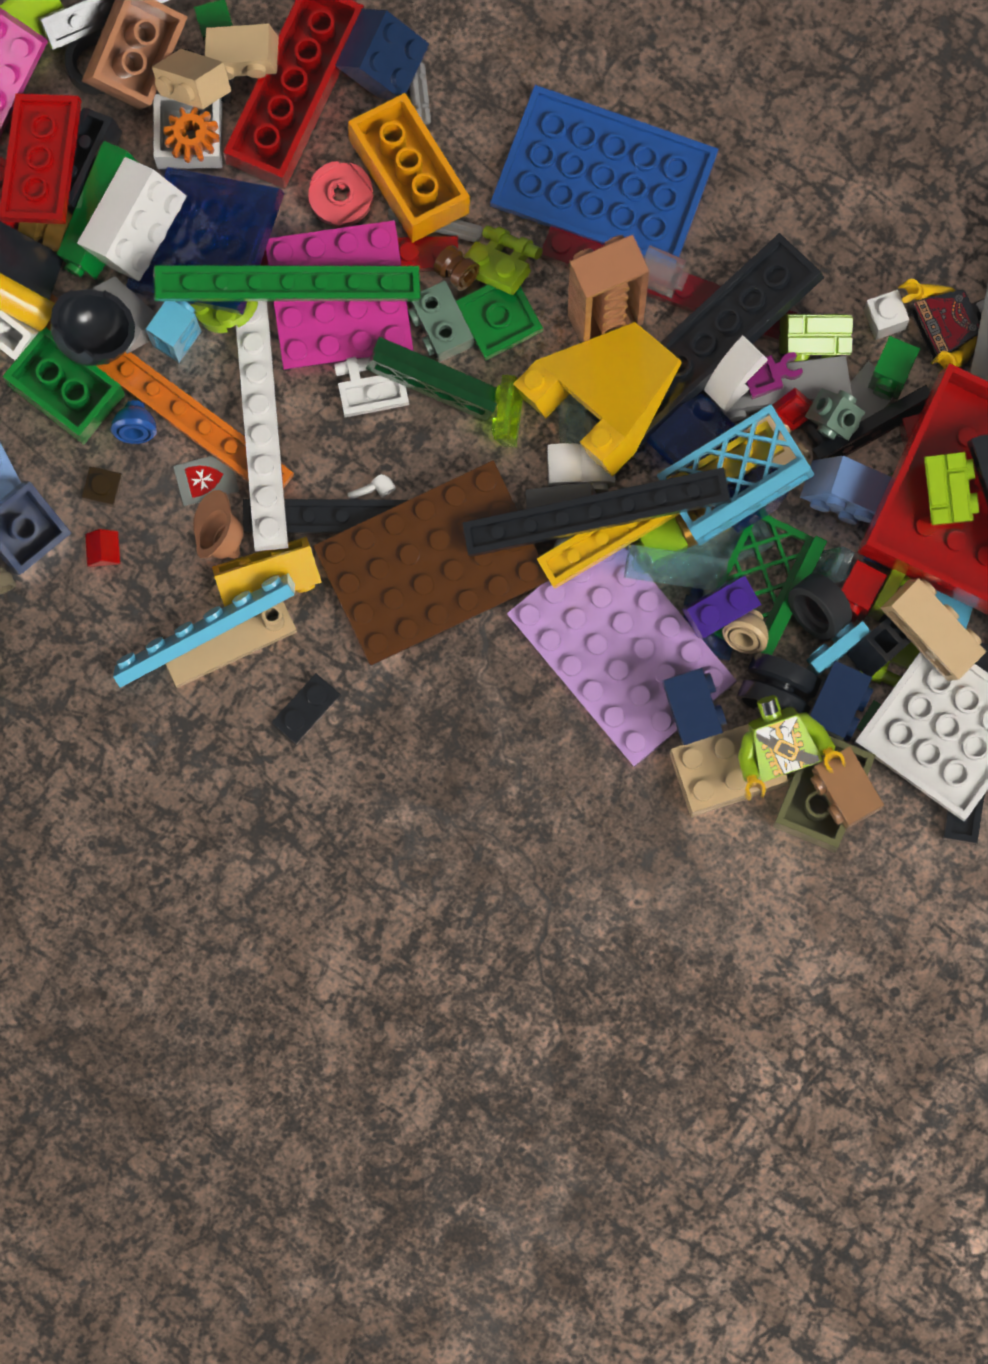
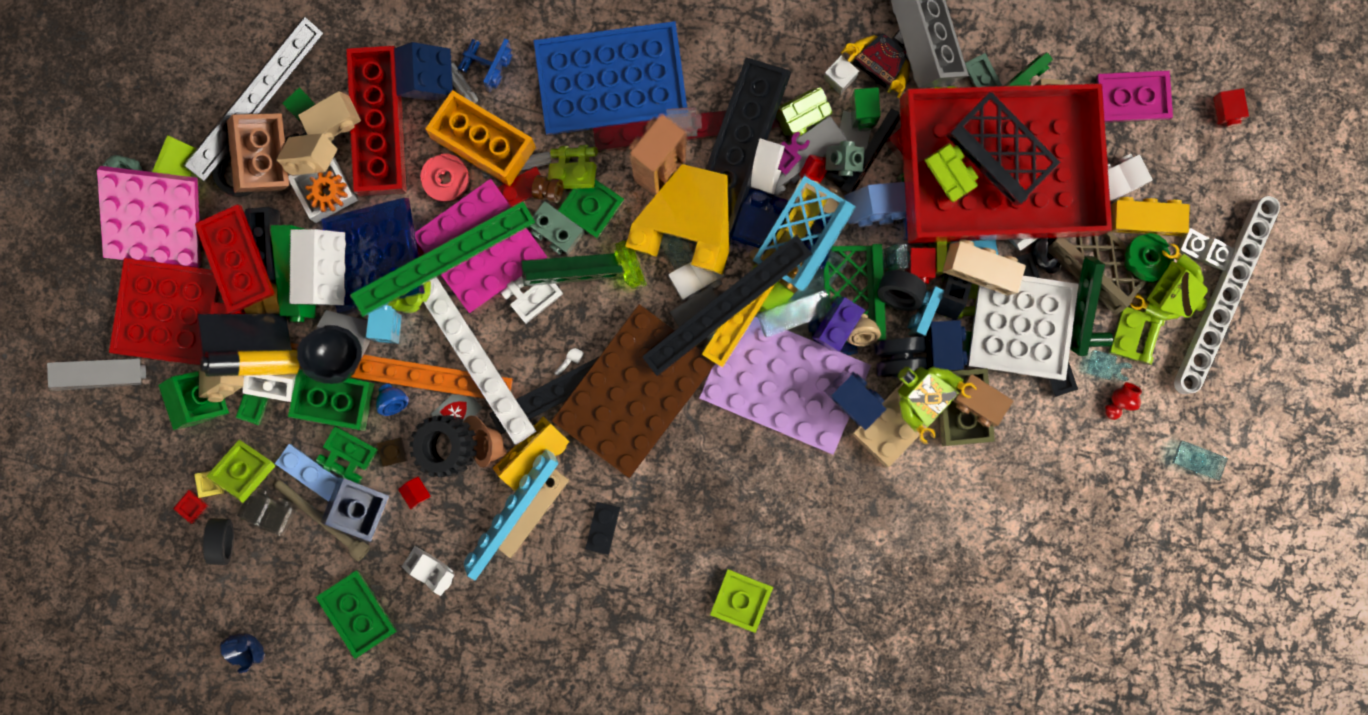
camera: 30 degrees left, 5 degrees up
(55, 456) = (349, 448): none -> green plate
(70, 647) = (428, 570): none -> white brick
(149, 493) = (425, 446): none -> black tyre
(427, 883) = (741, 600): none -> lime plate
(483, 87) = (493, 76): none -> blue plate

